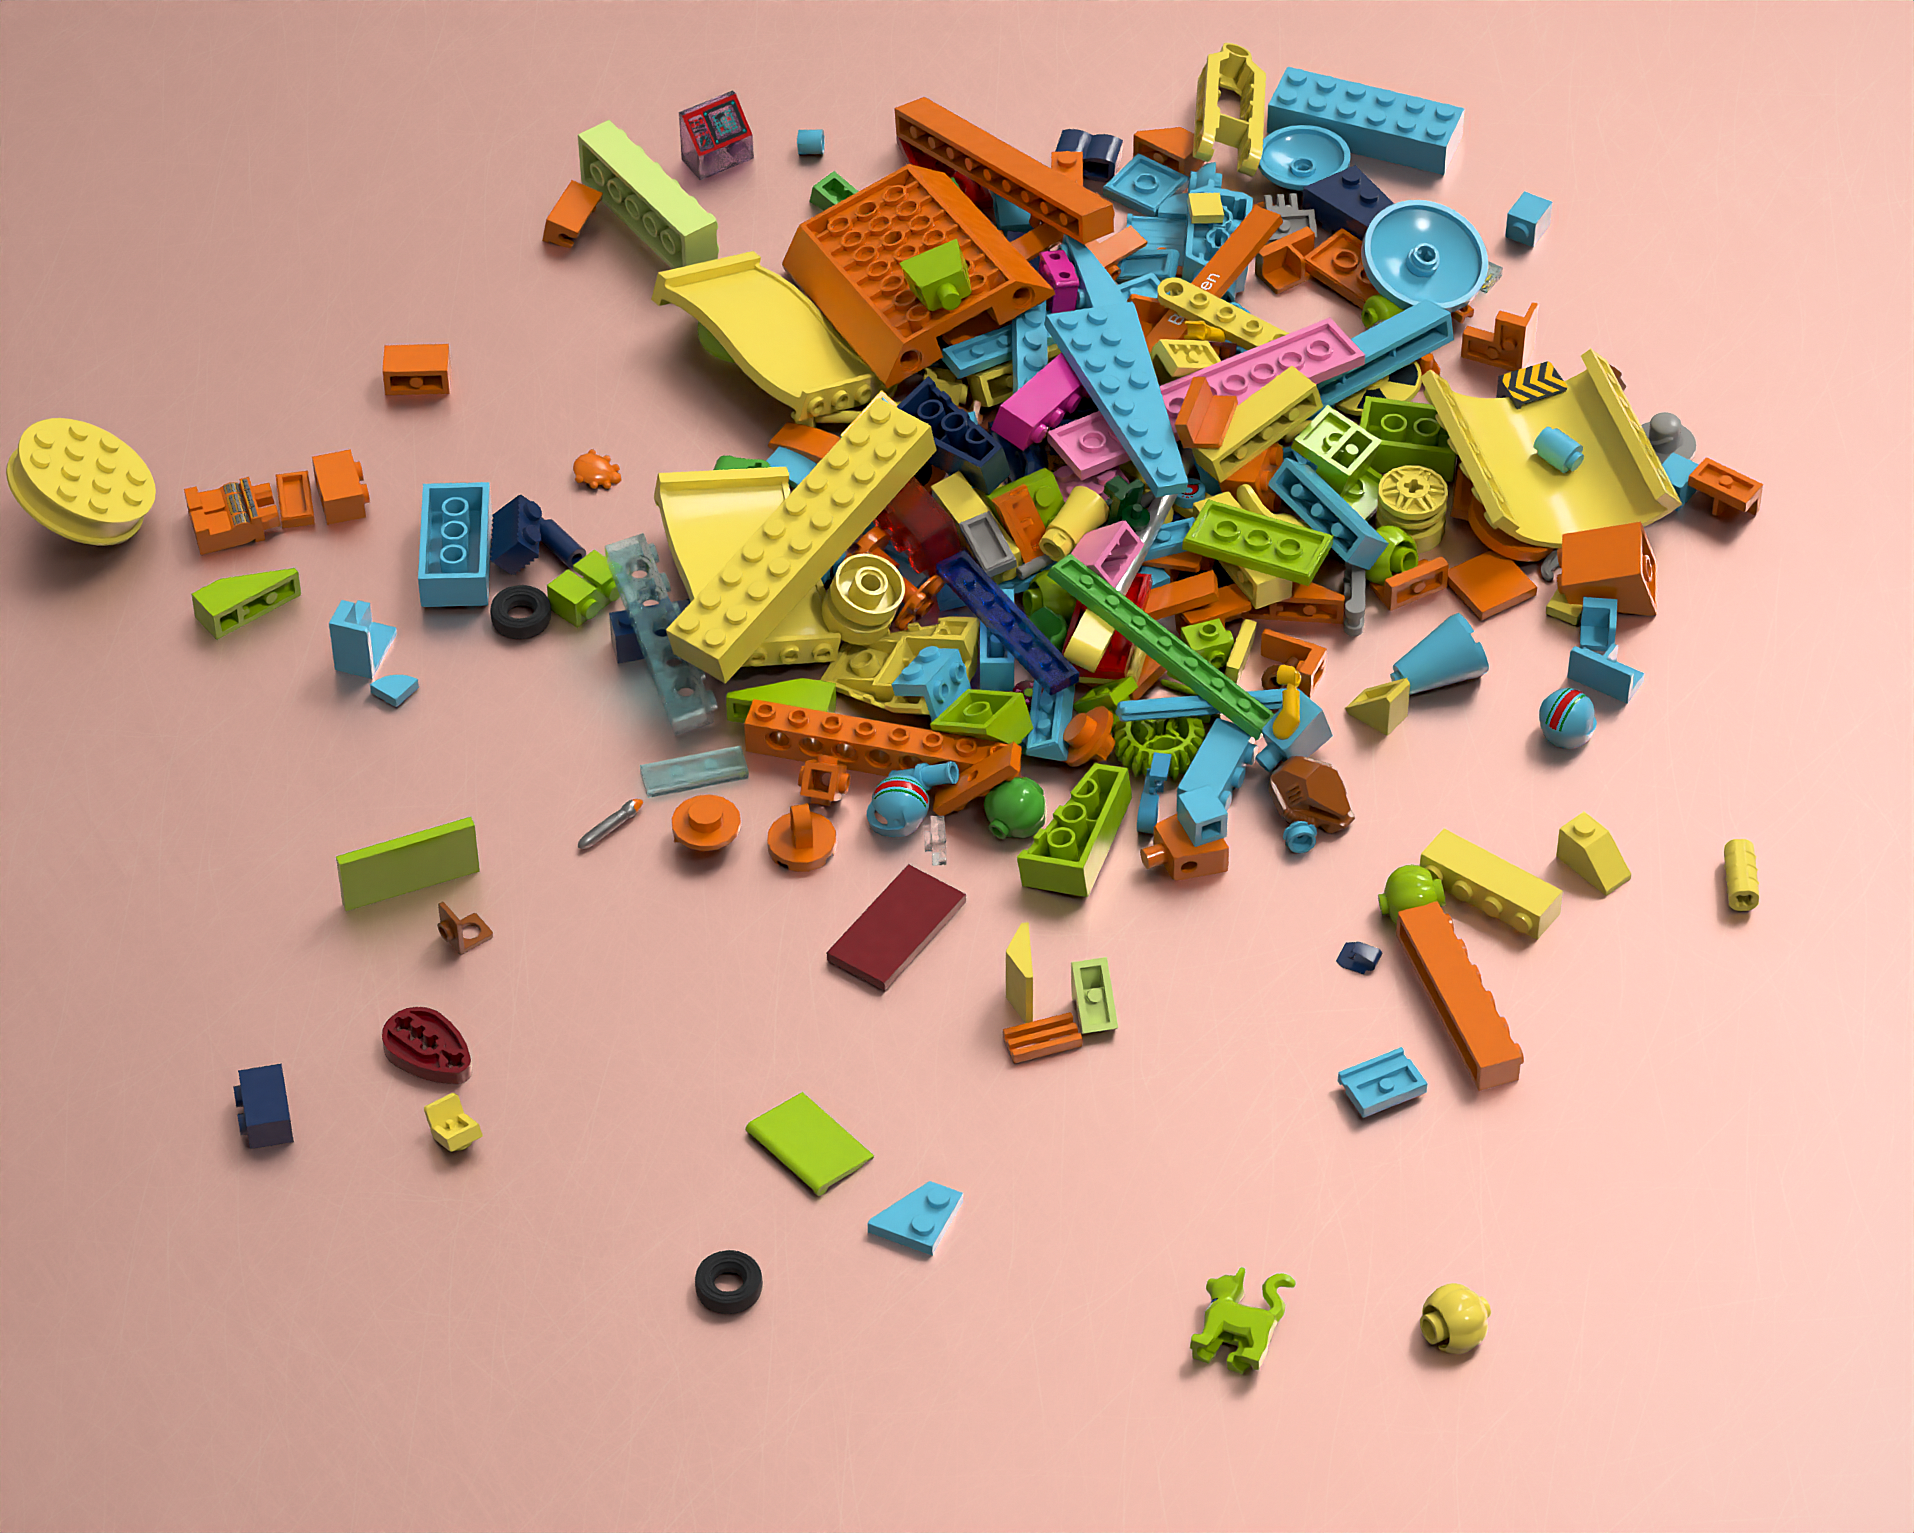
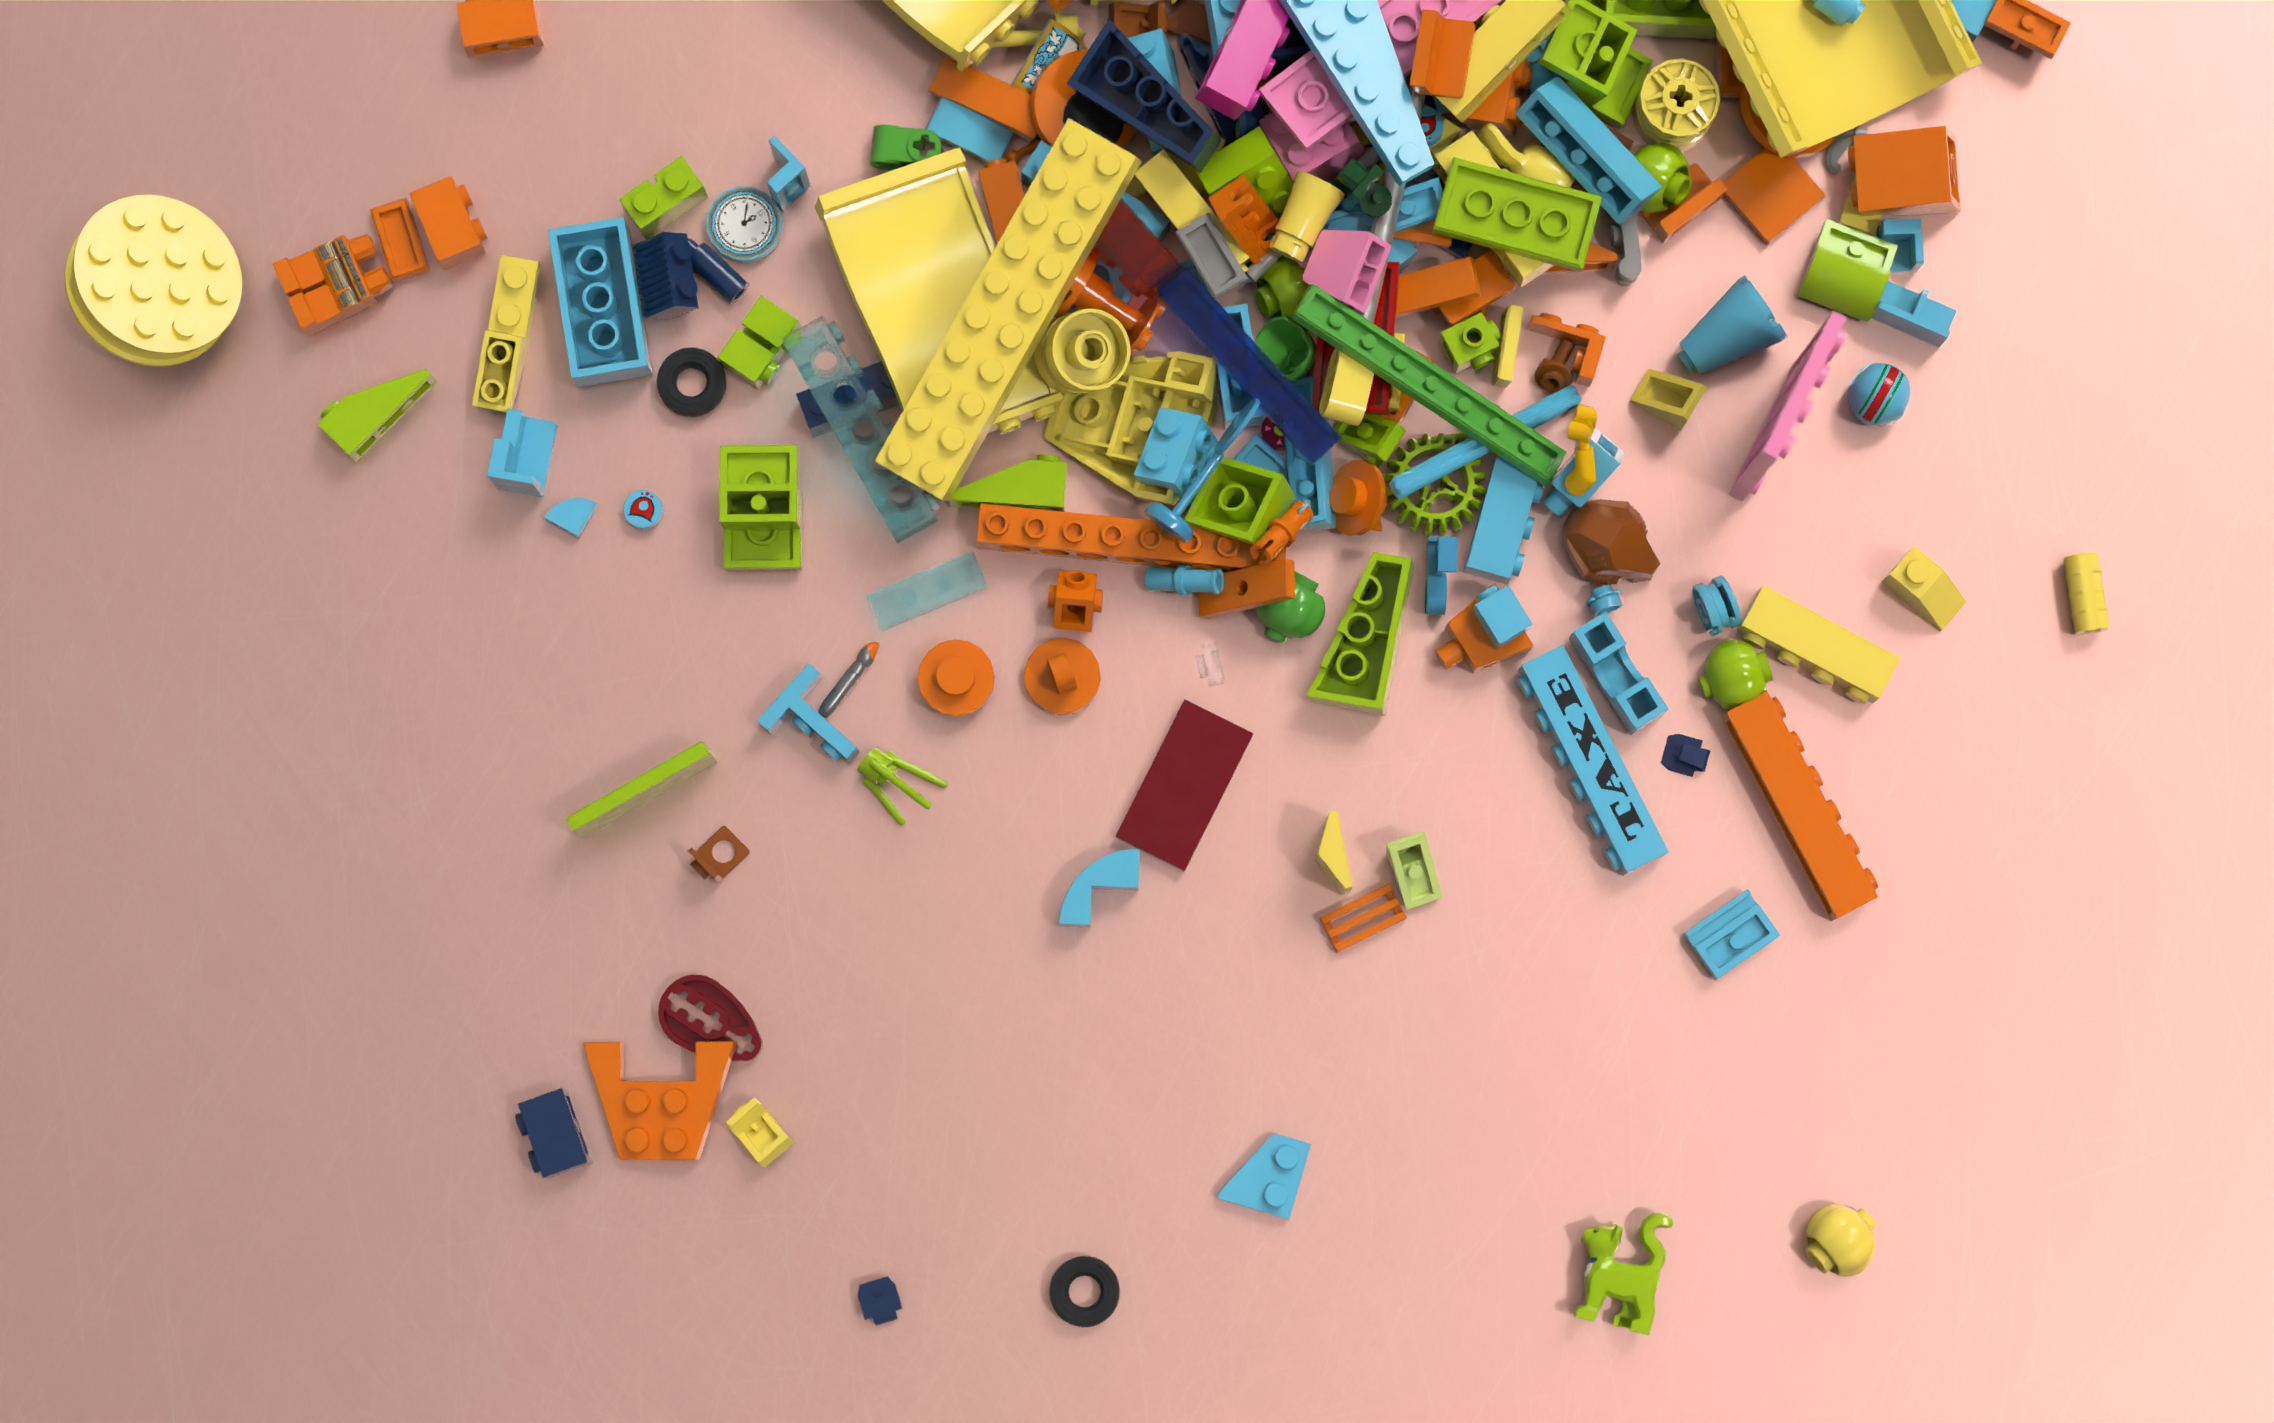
camera: 10 degrees left, 35 degrees up
(369, 1105) = (659, 1116): none -> orange wing
(375, 556) = (507, 334): none -> light yellow slope
(457, 691) = (643, 509): none -> medium azure tile
(534, 1265) = (879, 1300): none -> dark blue piece
(536, 480) = (671, 196): none -> lime piece
(560, 686) = (760, 507): none -> lime bracket
(562, 829) = (807, 718): none -> medium azure bracket
(592, 516) = (744, 224): none -> tile
(596, 470) = (736, 150): orange piece -> none
(626, 884) = (880, 769): none -> lime plant
(634, 478) = (790, 180): none -> medium azure panel
(809, 1142) = (1138, 1092): lime piece -> none
(810, 975) = (1109, 872): none -> medium azure brick
(901, 802) = (1161, 622): medium azure helmet -> none
(917, 710) = (1169, 519): none -> dark azure piece
(1021, 734) = (1281, 532): none -> orange pin
(1271, 944) = (1592, 761): none -> medium azure brick
(1312, 896) = (1625, 688): none -> medium azure arch
(1400, 843) = (1716, 605): none -> medium azure wheel
(1473, 672) = (1790, 405): none -> bright pink plate
(1546, 634) = (1848, 270): none -> lime brick

